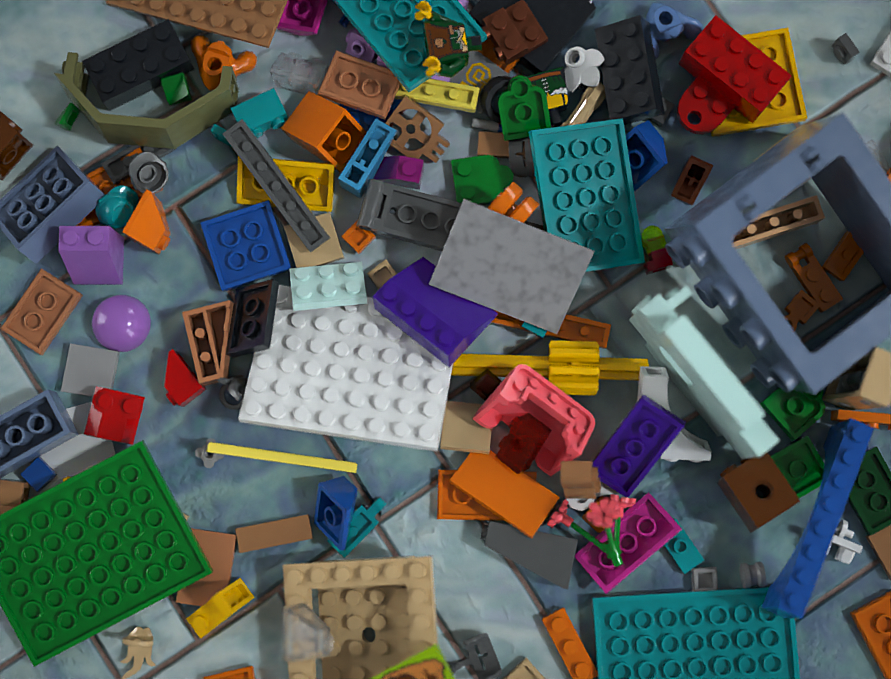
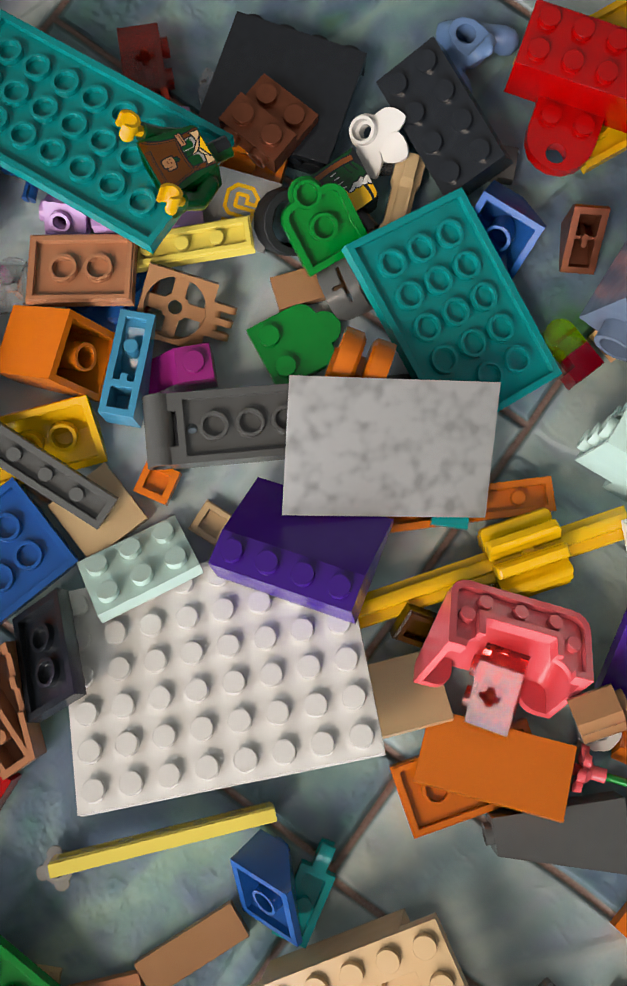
camera: 25 degrees left, 0 degrees up
(233, 385) = (53, 762): dark grey piece -> none
(487, 125) = (283, 264): light grey piece -> none

